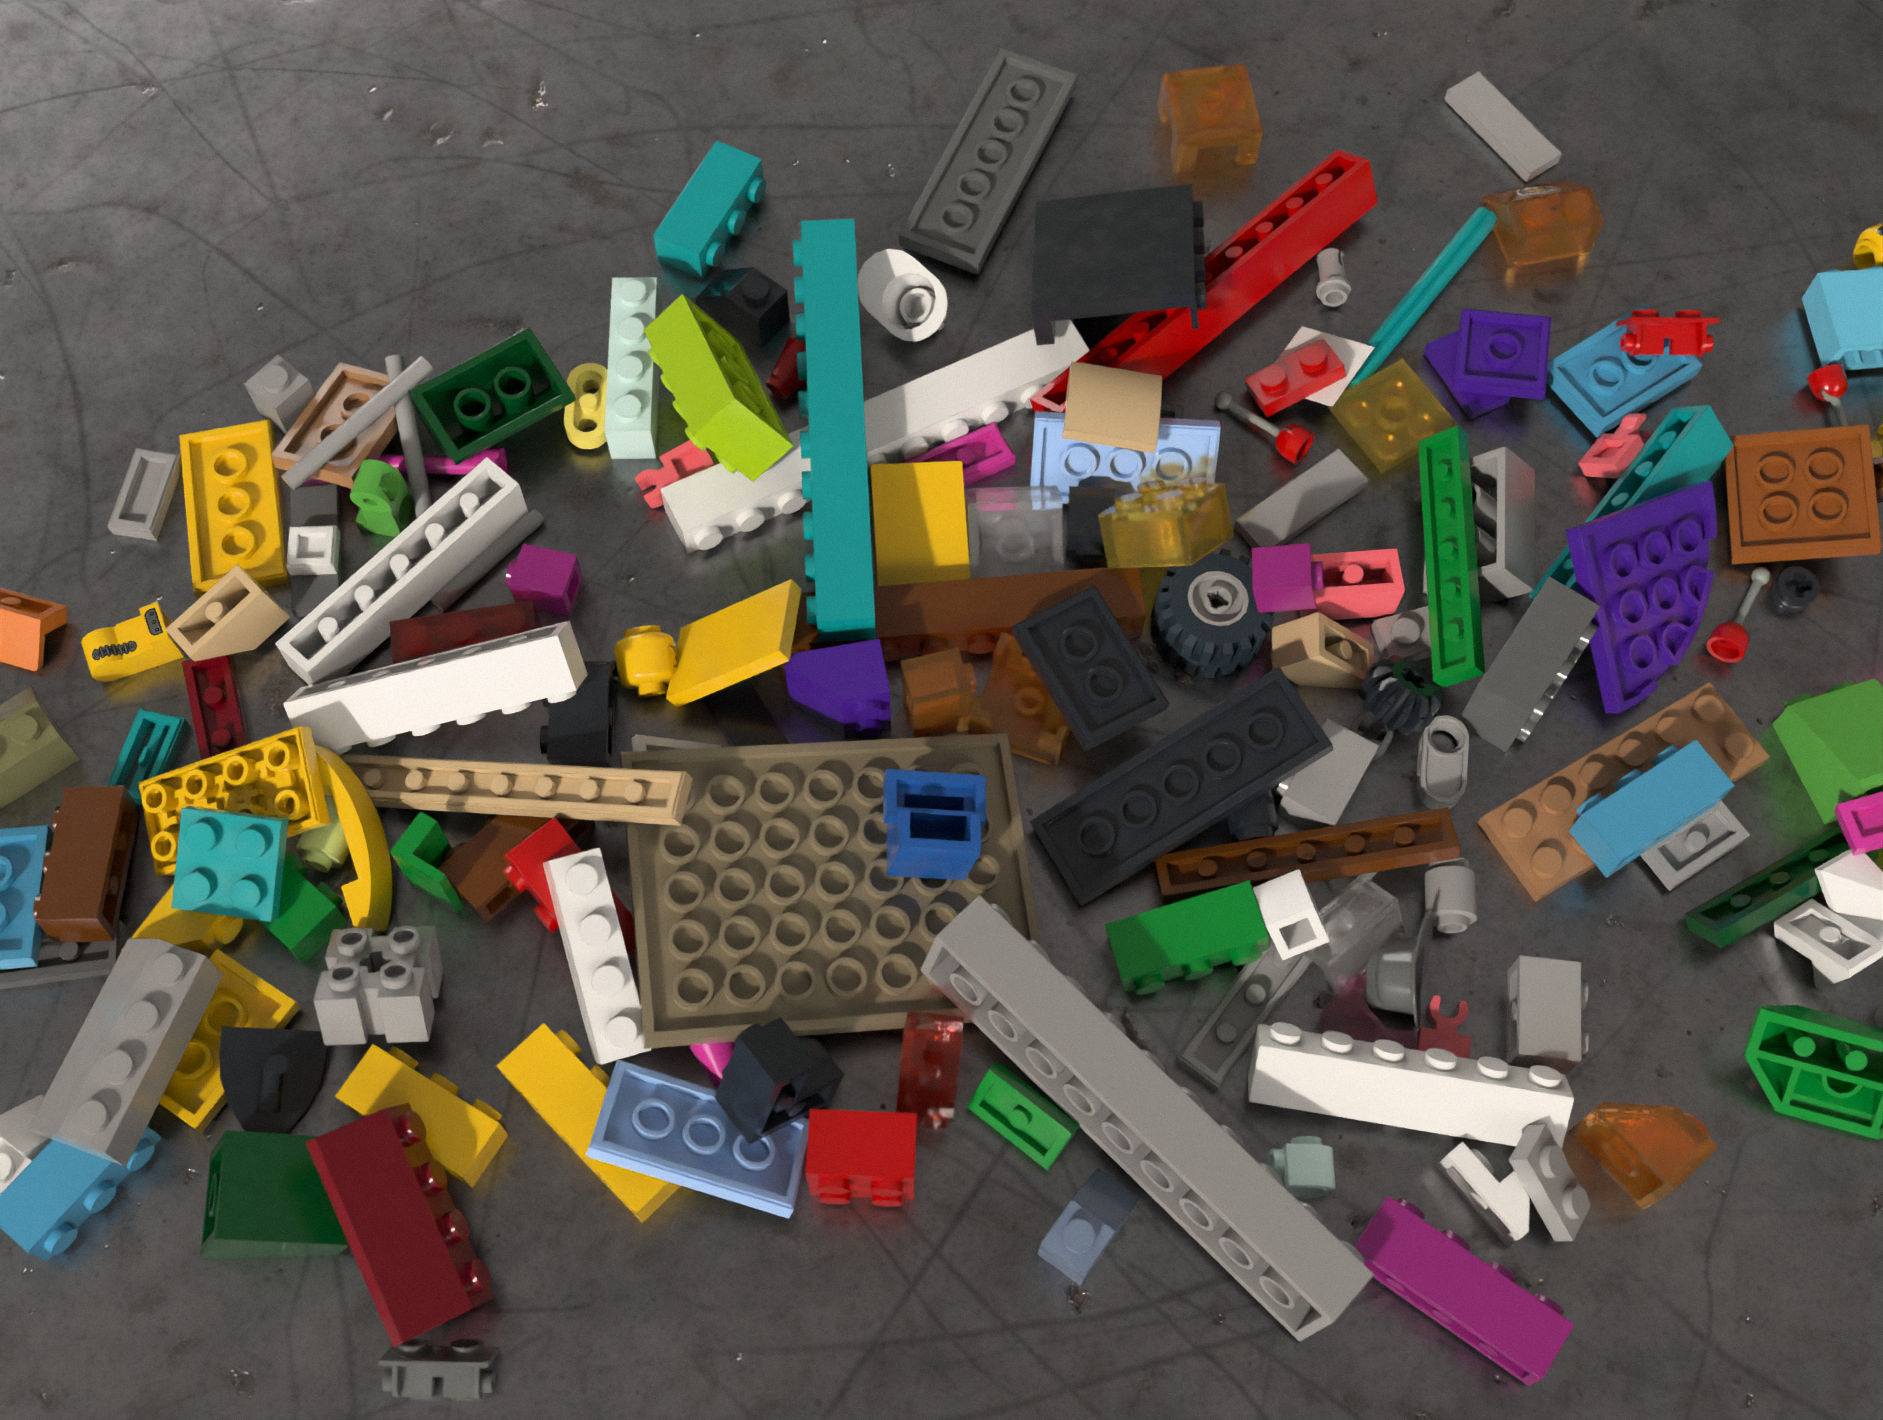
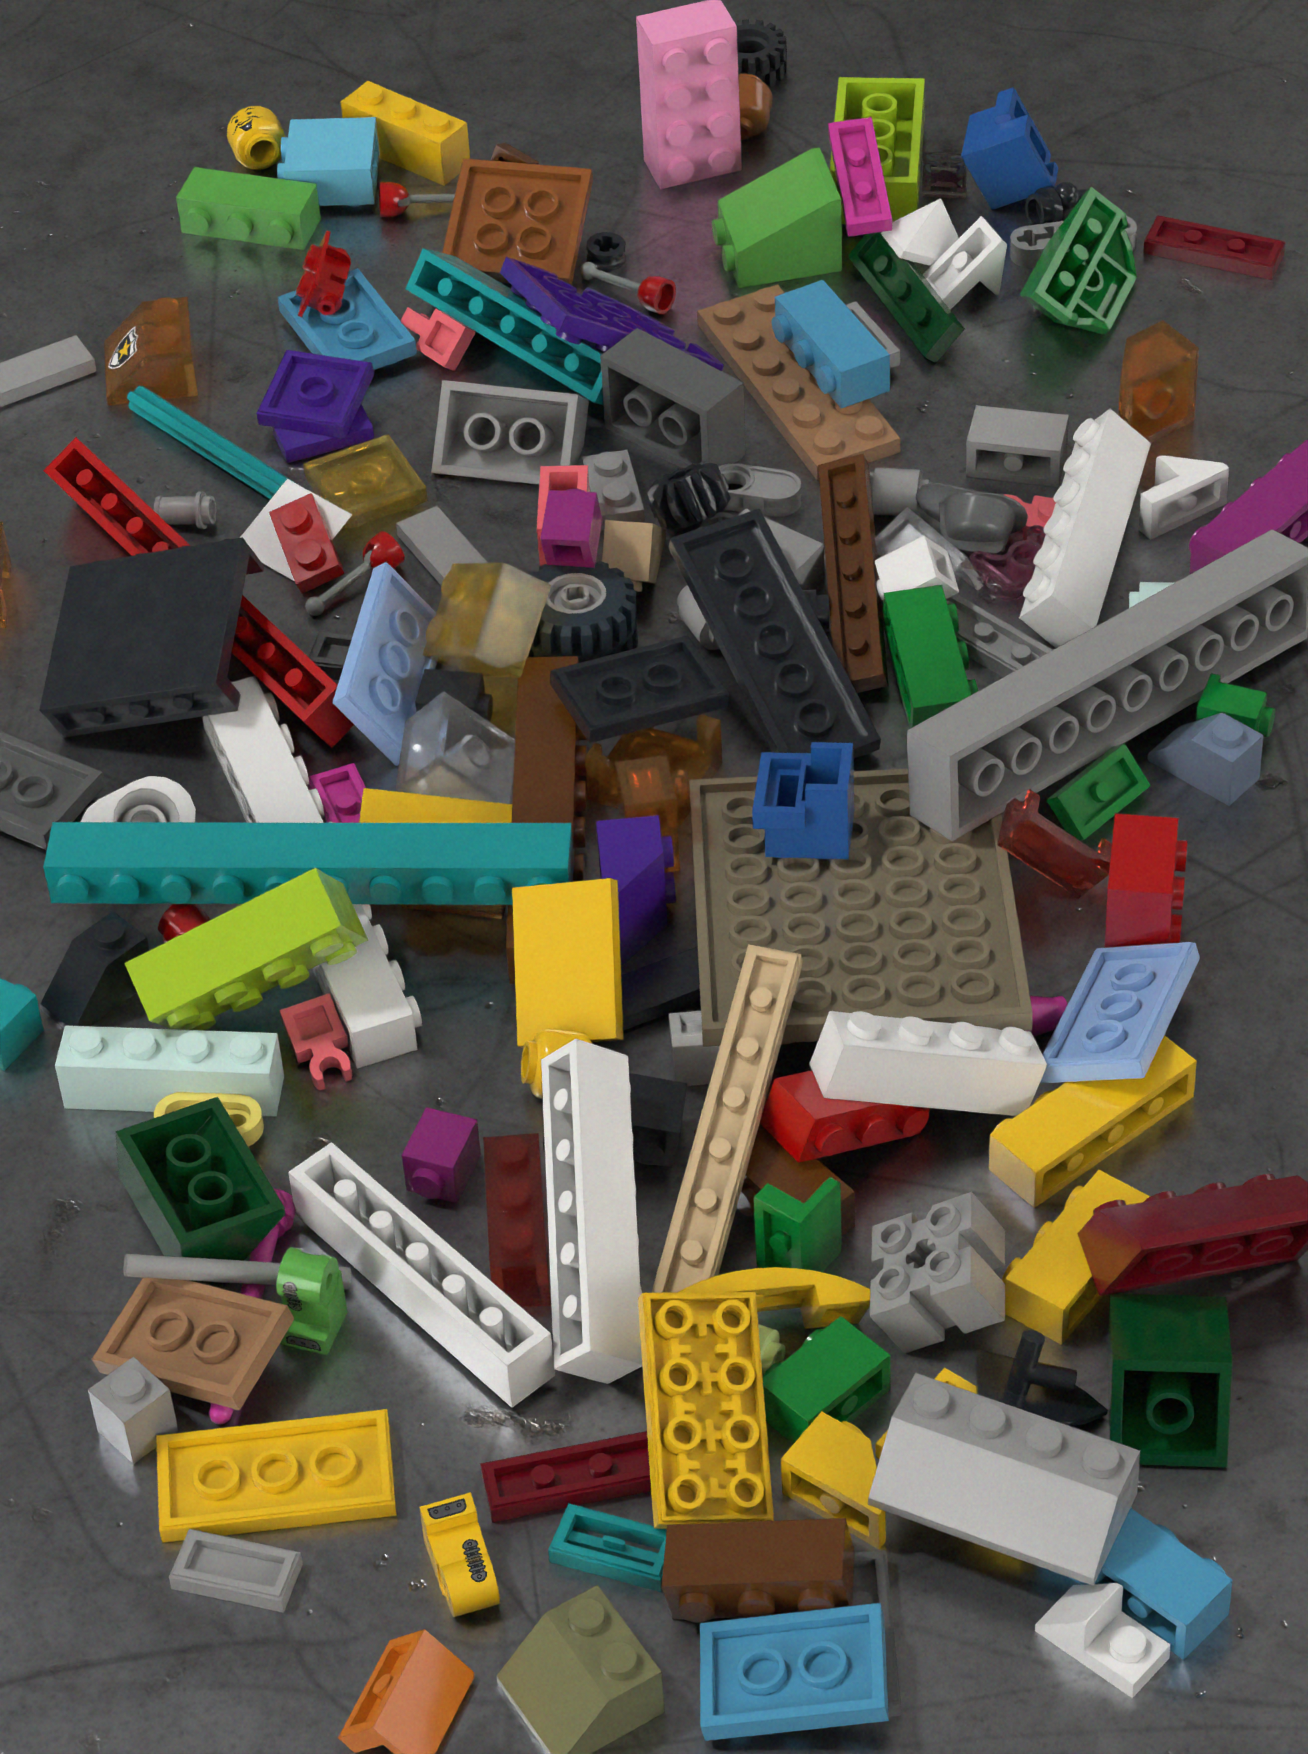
camera: 80 degrees left, 20 degrees down
(228, 618) = (448, 1436): tan slope -> none
(230, 863) = (792, 1383): teal plate -> none
(313, 550) = (363, 1372): white tile -> none
(315, 507) = (353, 1385): dark grey tile -> none
(357, 423) = (216, 1294): light grey bar -> none
(775, 1079) = (1068, 937): black brick -> none
(1112, 407) = (345, 633): tan slope -> none
(1147, 1251) = (1237, 702): none -> green brick
(1450, 558) = (547, 439): green plate -> none
(1550, 1182) = (1166, 442): light grey plate -> none
(1777, 261) = (248, 208): none -> bright green brick

